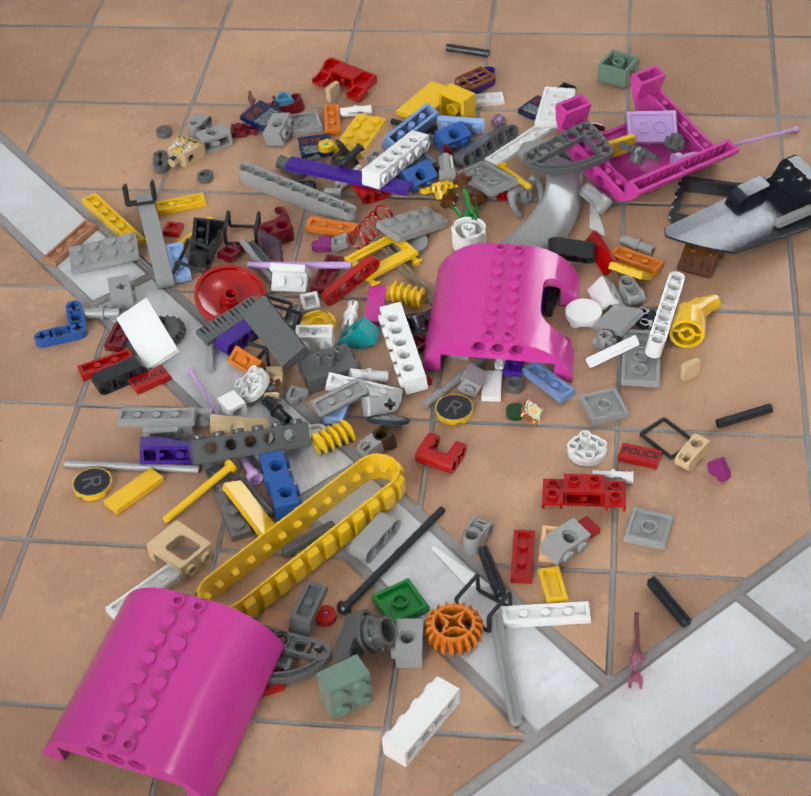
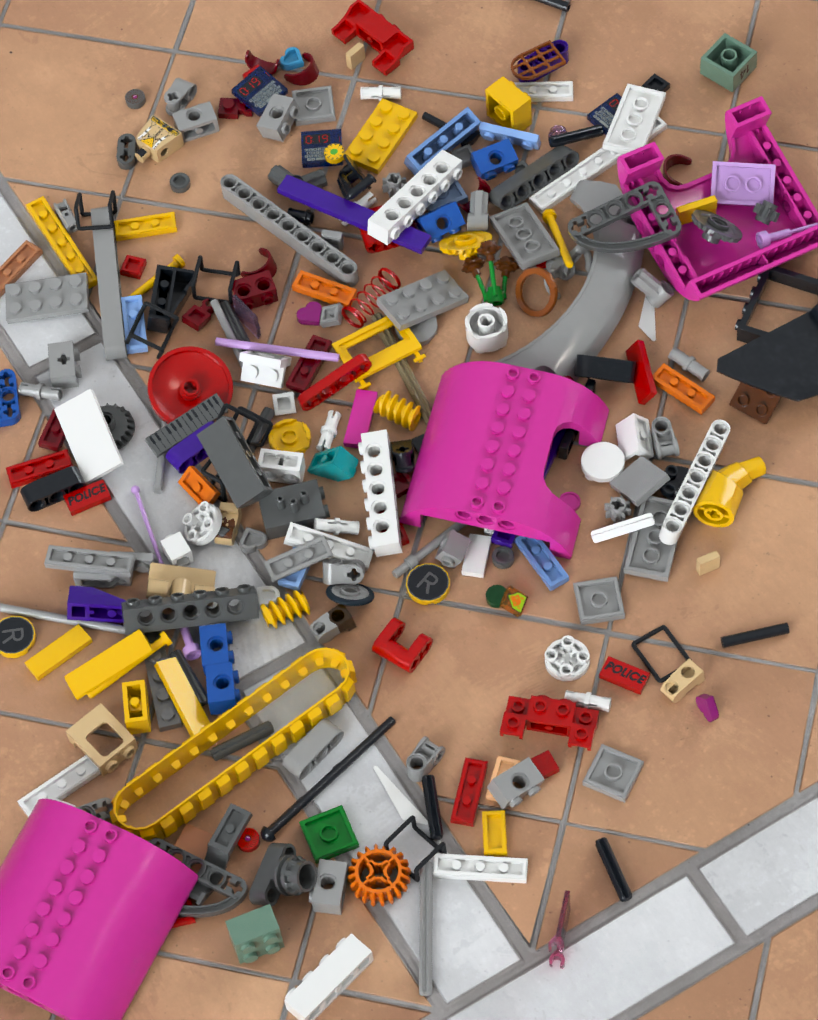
camera: 10 degrees right, 15 degrees up
(114, 201) = (66, 216): none -> light grey bar
(180, 490) = (108, 664): none -> yellow slope
(209, 520) = (136, 707): none -> yellow brick
(276, 410) = (226, 562): black axle -> none
(332, 119) = (349, 103): orange tile -> none
(428, 94) = (470, 85): yellow tile -> none
(513, 119) = (575, 136): none -> black axle
(519, 208) = (551, 284): none -> dark orange piece
(631, 271) = (670, 408): yellow tile -> none

